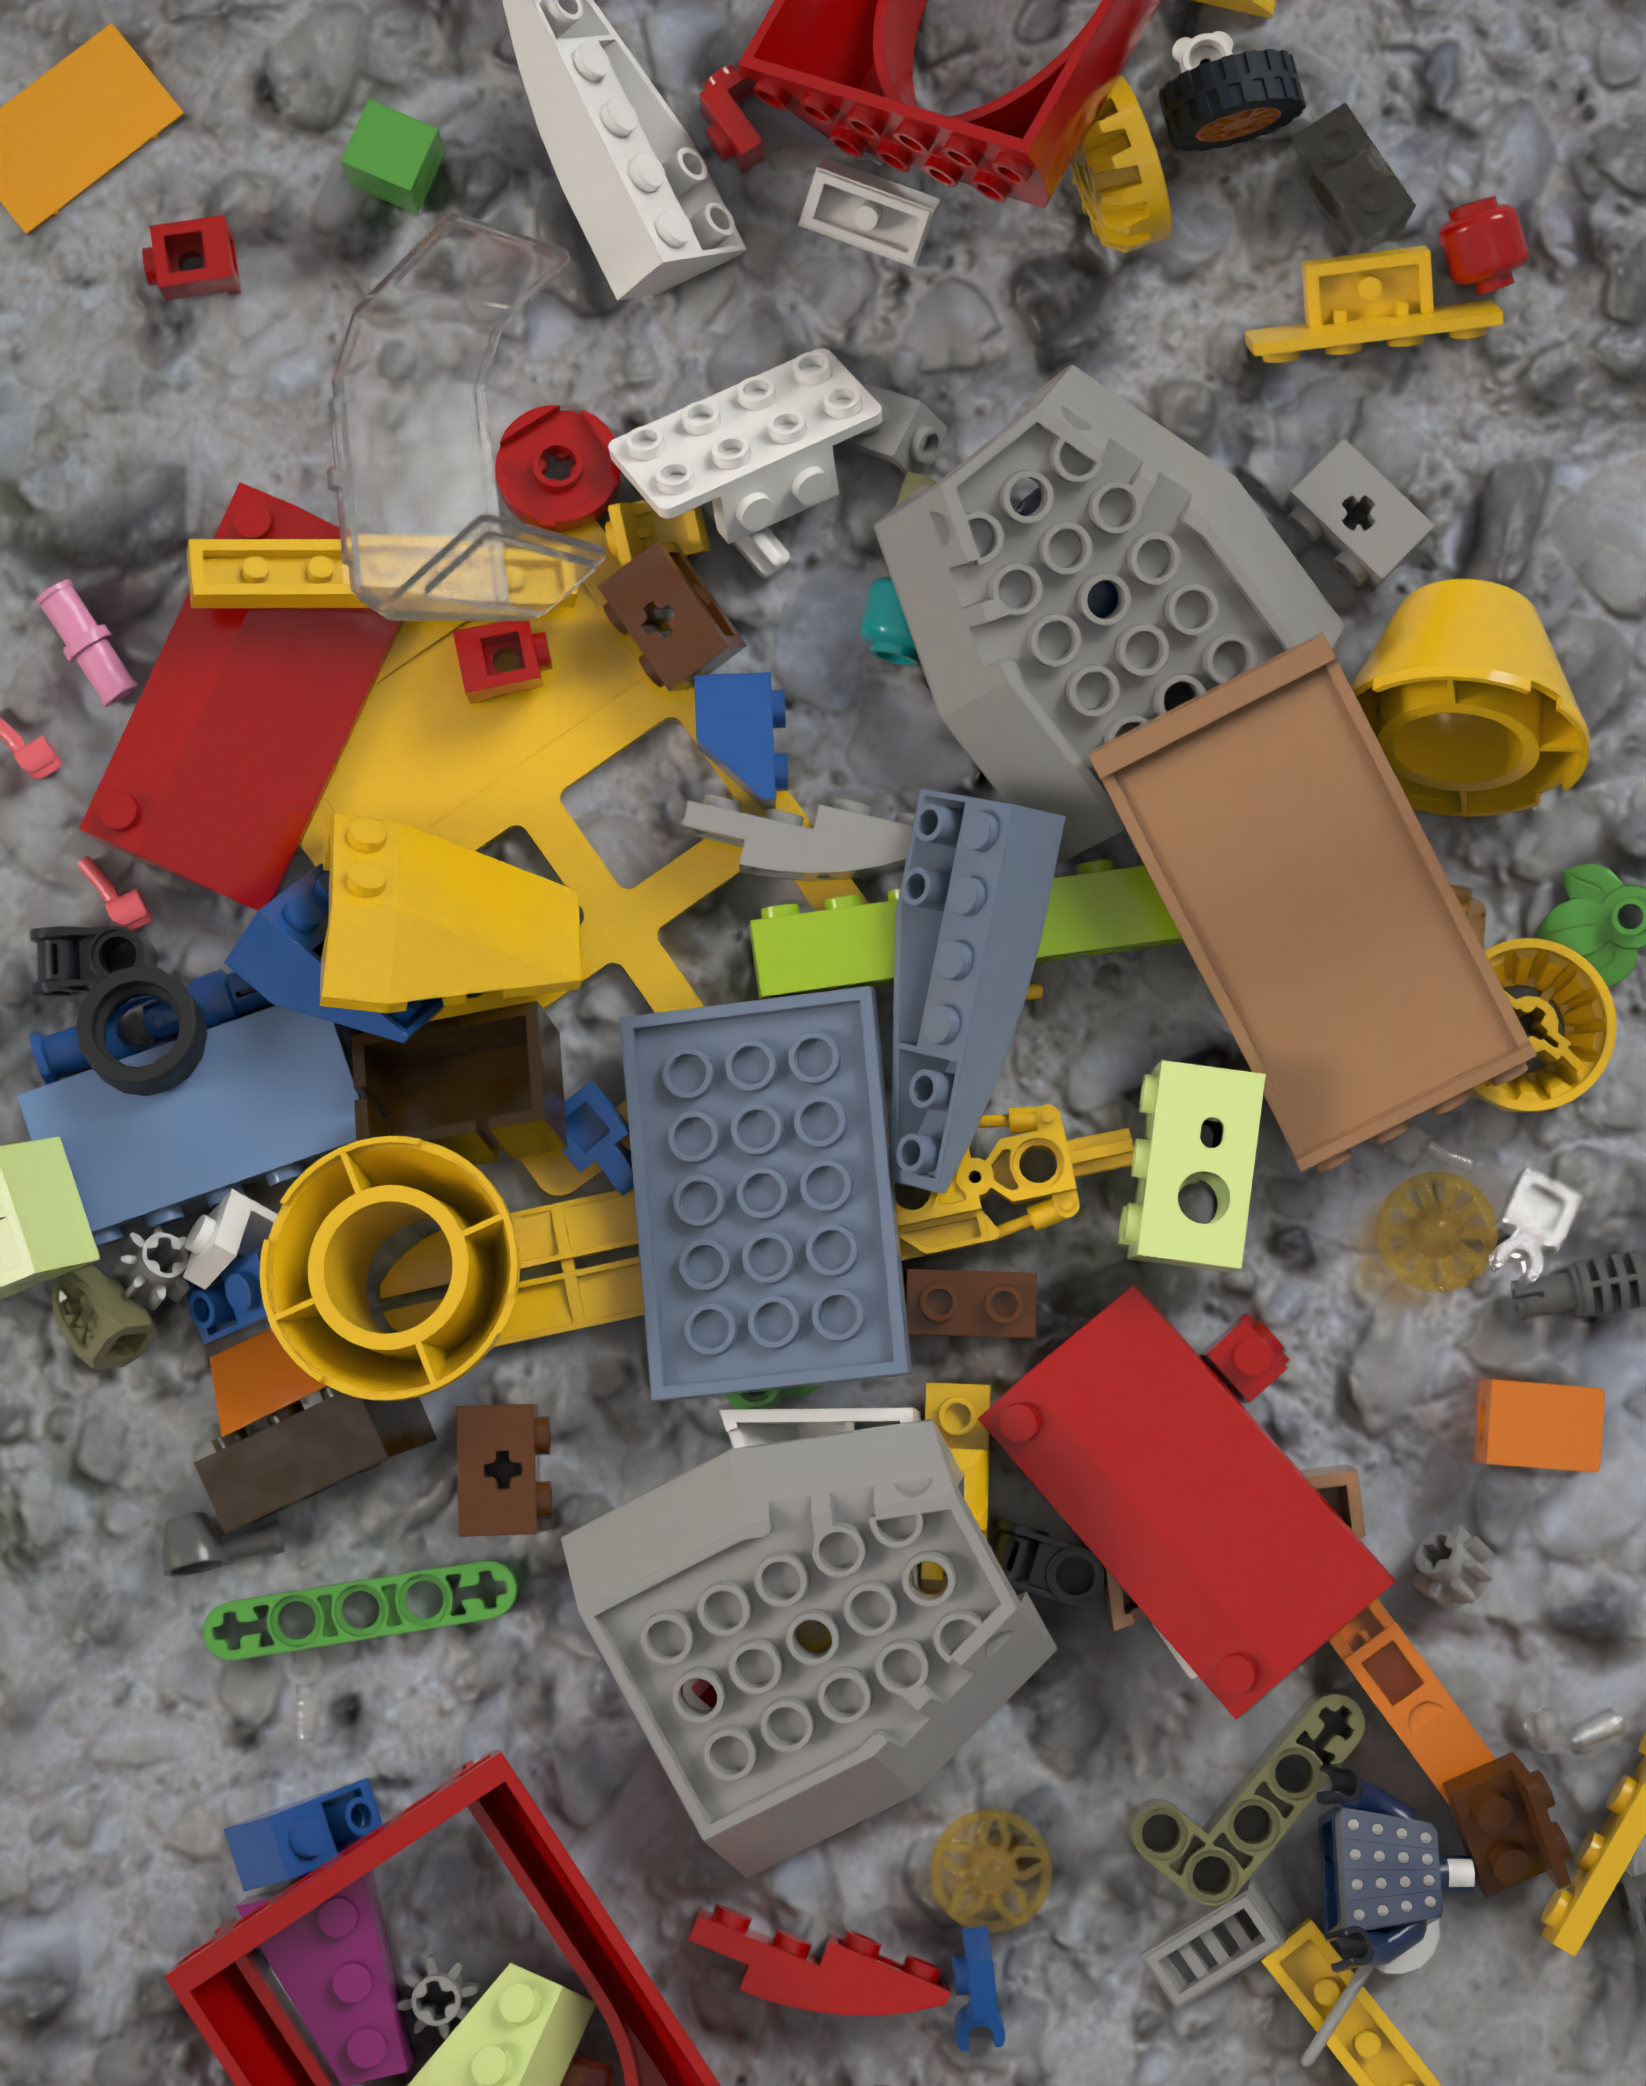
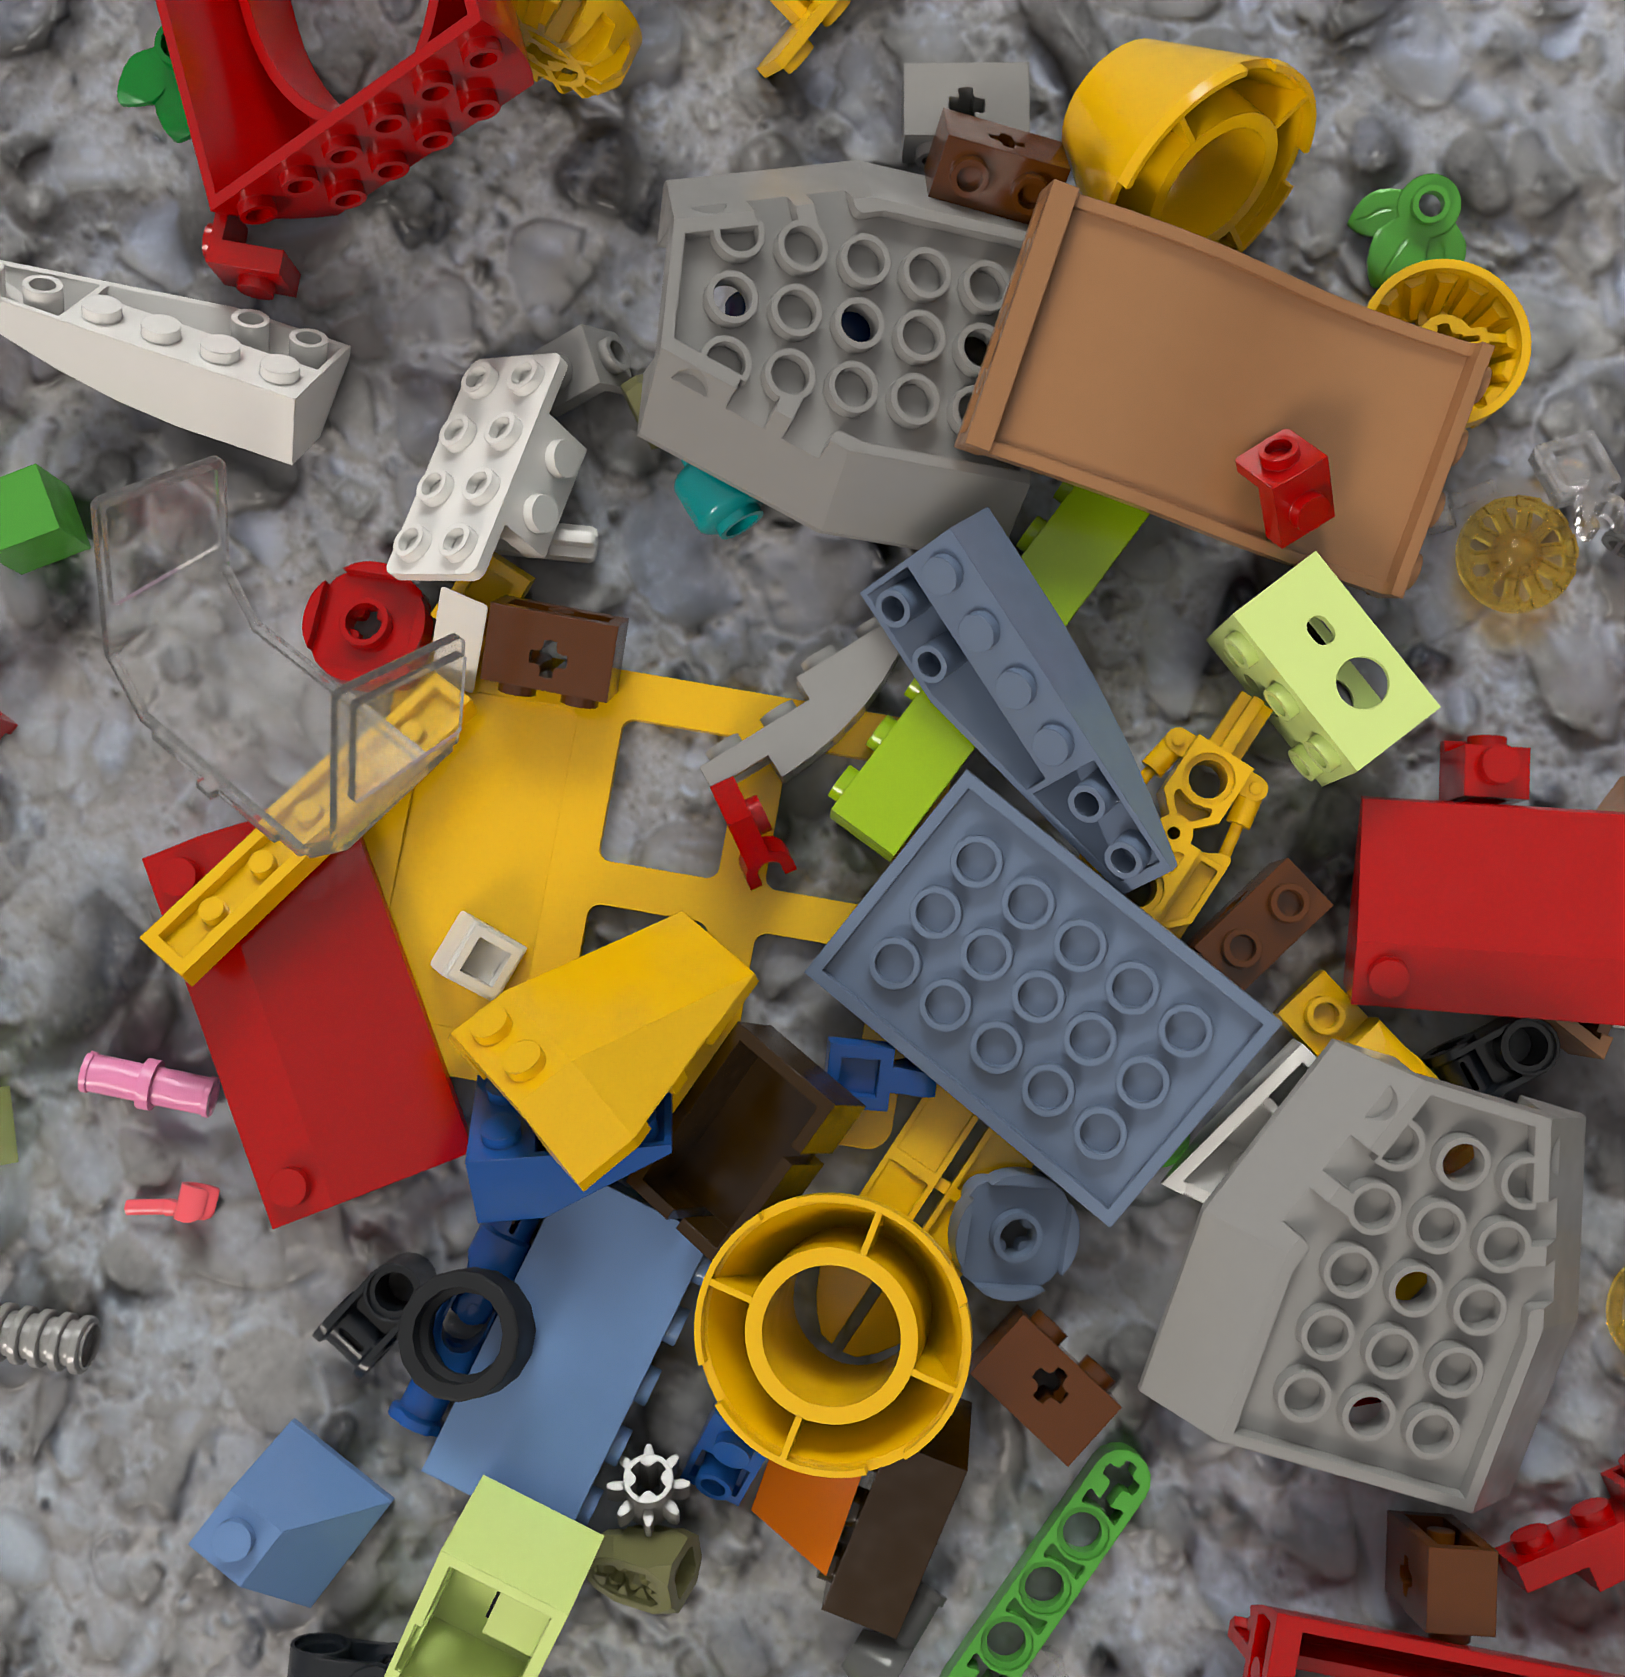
camera: 40 degrees left, 0 degrees up
(125, 910) = (371, 1246): coral hand -> none
(229, 1229) = (672, 1420): white bracket -> none
(403, 780) = (477, 956): none -> white slope
(481, 646) = (439, 806): red brick -> none
(578, 1379) = (987, 1207): none -> sand blue plate
(621, 535) = (467, 619): none -> white sticker
(640, 1867) = (1442, 1575): none -> reddish brown brick
(679, 873) = (747, 823): none -> red plate
(737, 731) = (684, 684): blue slope -> none
(869, 212) = (411, 238): white slope -> none
(1294, 1010) = (1291, 485): none -> red bracket
(1328, 579) = (991, 166): none -> reddish brown brick

